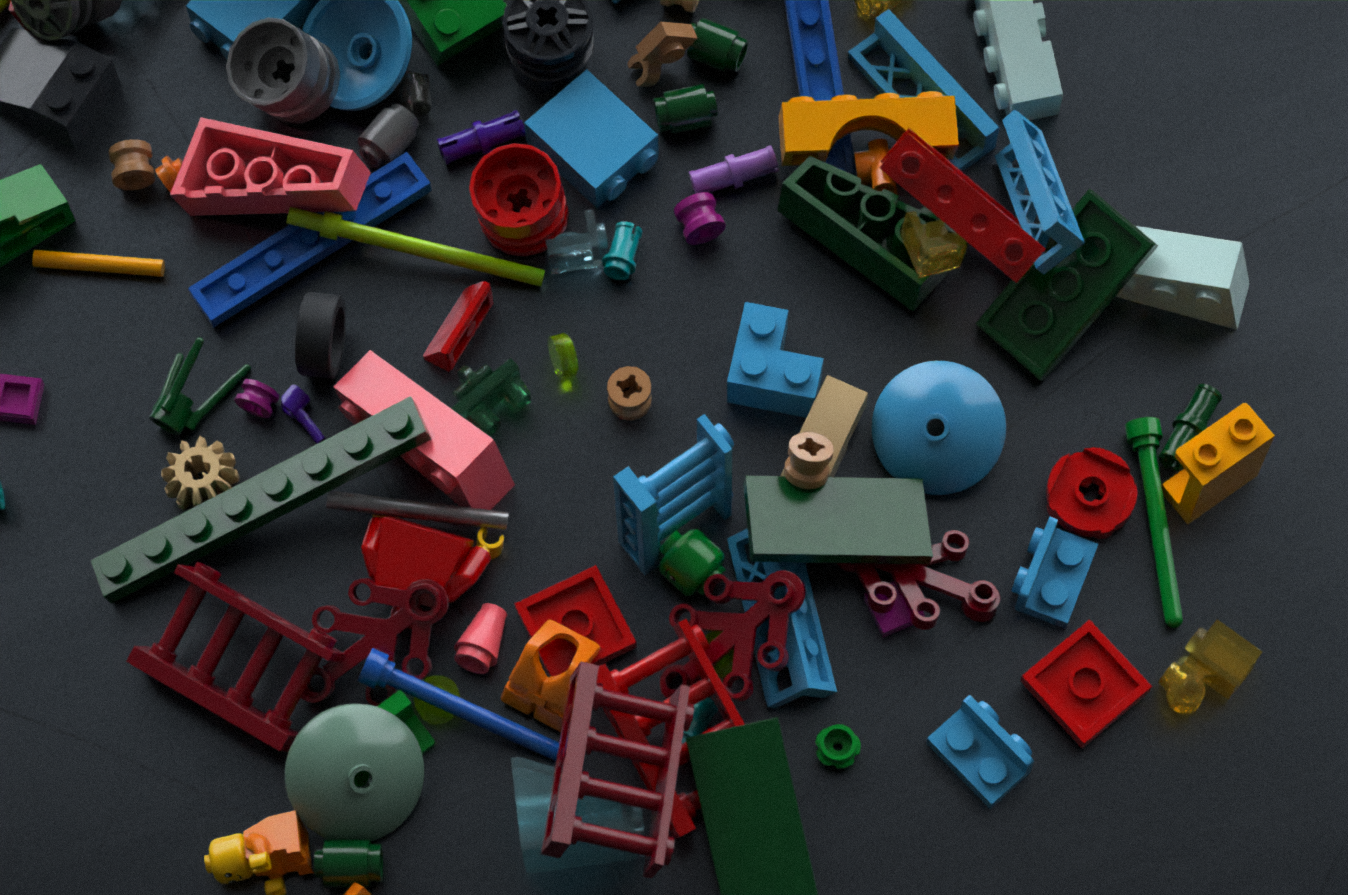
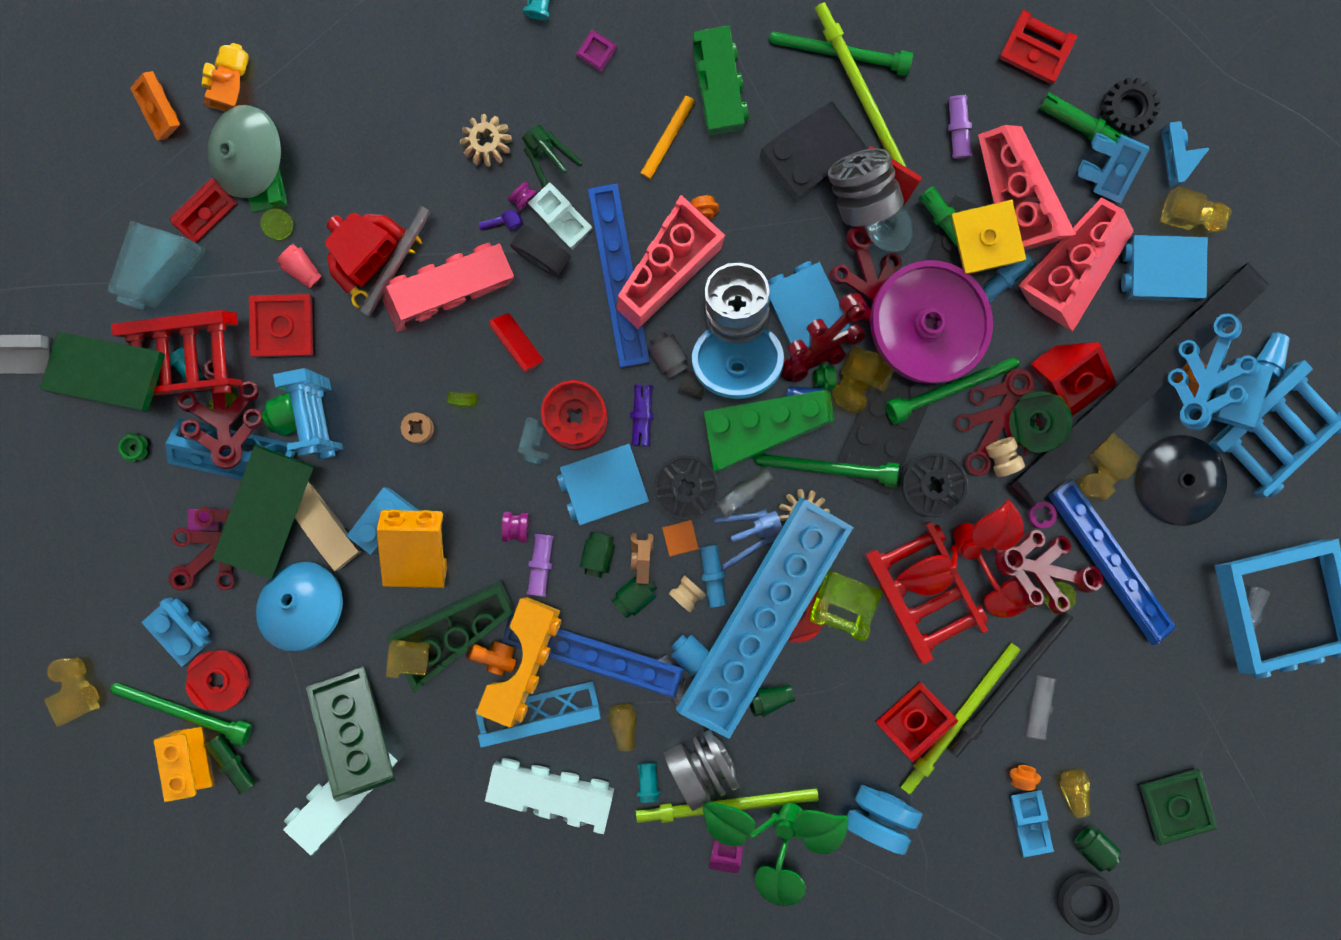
camera: 110 degrees right, 20 degrees up
(131, 164) = (724, 183): medium nougat wheel -> none
(198, 680) = (334, 91): dark red fence -> none
(260, 499) = (443, 168): plate -> none
(264, 343) = (560, 216): none -> light aqua slope
(332, 226) = (612, 291): lime bar -> none
(349, 862) = (195, 127): dark green brick -> none
(381, 633) = (324, 200): dark red plant -> none
(381, 672) = (298, 191): blue piece -> none
(462, 810) = (202, 210): none -> red slope
(485, 390) = (456, 352): clear green hips -> none
(532, 689) = (252, 280): orange piece -> none
(573, 783) = (173, 282): dark red fence -> none
(617, 31) = (680, 538): none -> orange tile
(620, 260) = (517, 468): teal pin -> none
(789, 309) = (411, 548): none -> light orange panel
(808, 460) = (300, 504): medium nougat wheel -> none
(961, 204) = (424, 690): red fence -> none
(982, 751) = (87, 529): dark azure bracket -> none
(1045, 189) = (405, 748): dark azure fence -> none
(1085, 683) = (98, 613): red plate -> none

